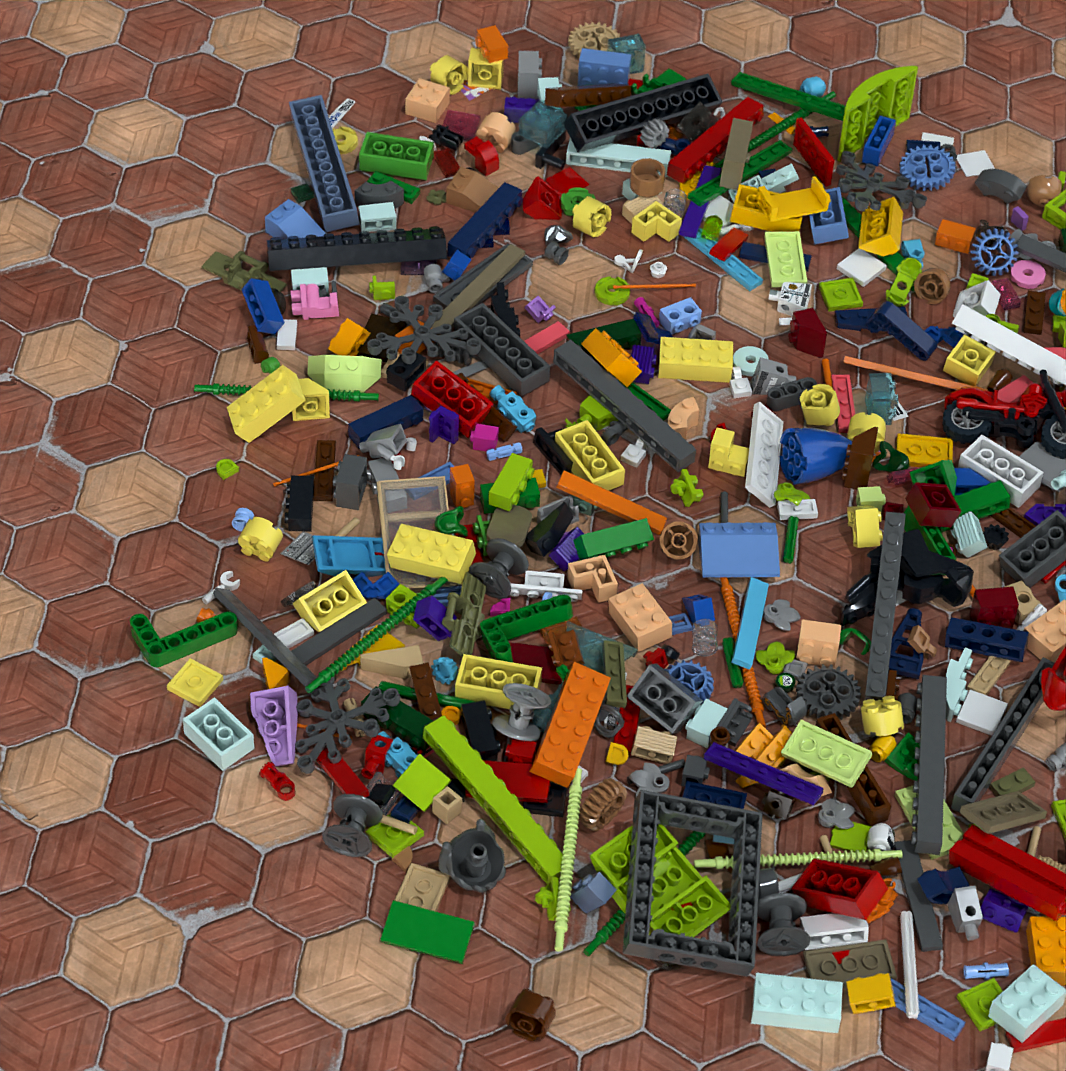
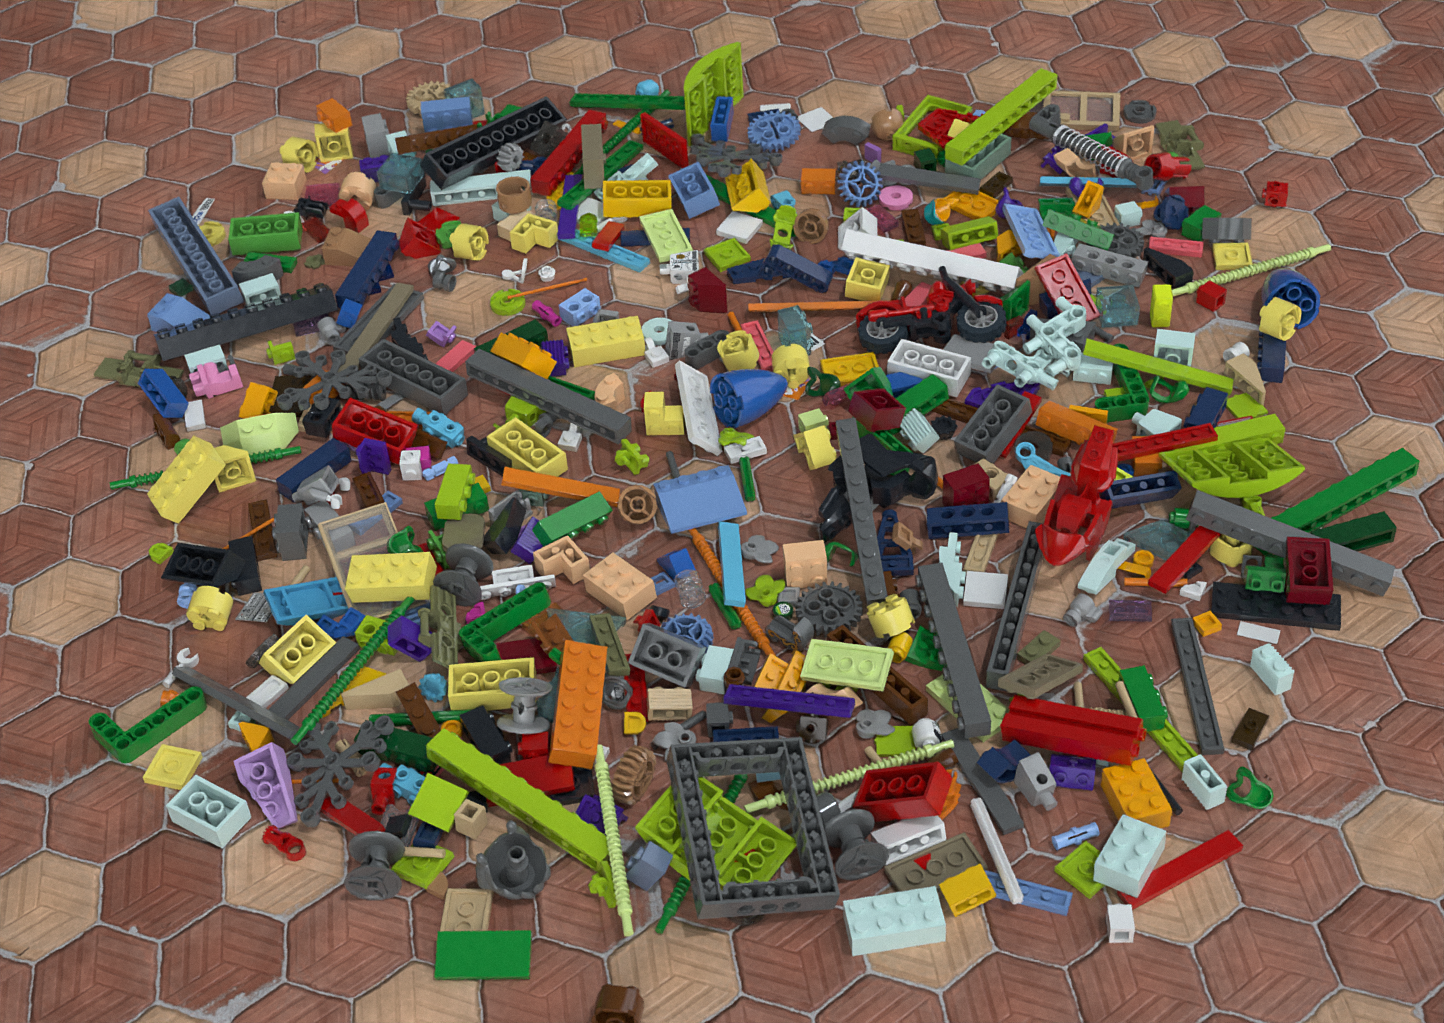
camera: 10 degrees left, 5 degrees down
(262, 495) = (203, 565): none -> black slope
(431, 457) = (368, 490): none -> reddish brown tile
(462, 486) = (405, 507): orange brick -> none
(477, 442) = (411, 465): none -> white bracket
(555, 829) = (591, 812): none -> dark purple bracket
(649, 330) = (552, 325): clear blue tile -> none
(793, 203) = (659, 185): yellow panel -> none
(860, 459) = (793, 387): reddish brown slope -> none

